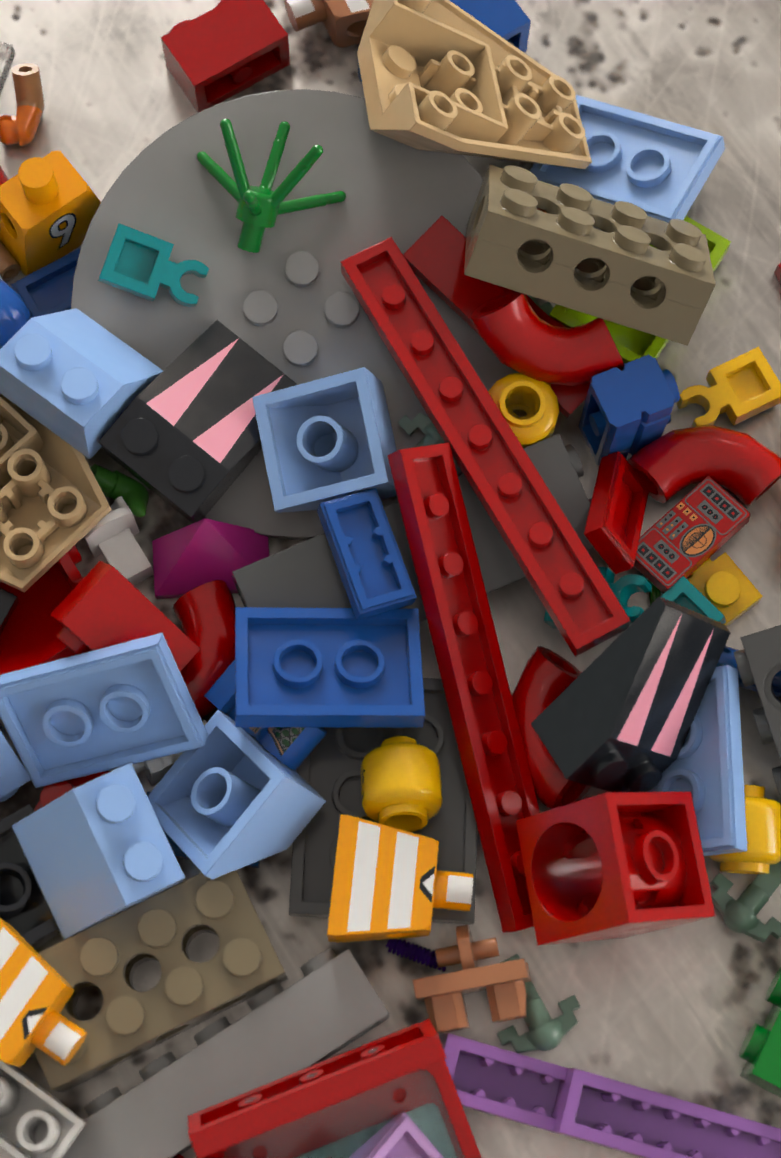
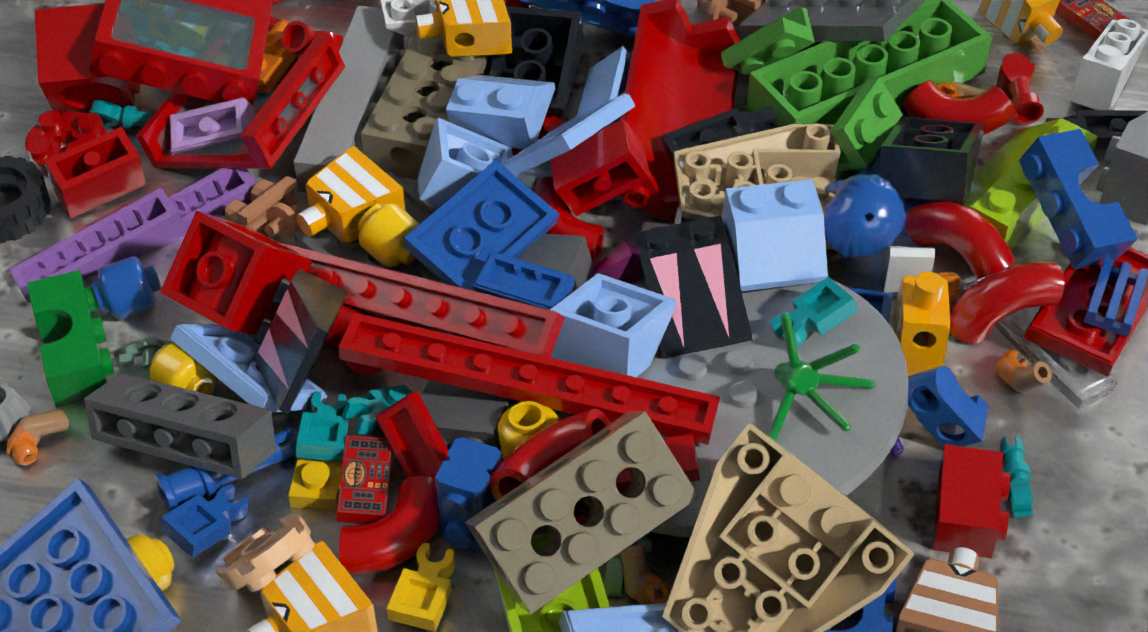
camera: 135 degrees right, 25 degrees down
(138, 114) = (944, 404): none -> blue leg
(149, 43) = (1020, 477): none -> teal piece
(709, 1017) = (126, 288): none -> blue head

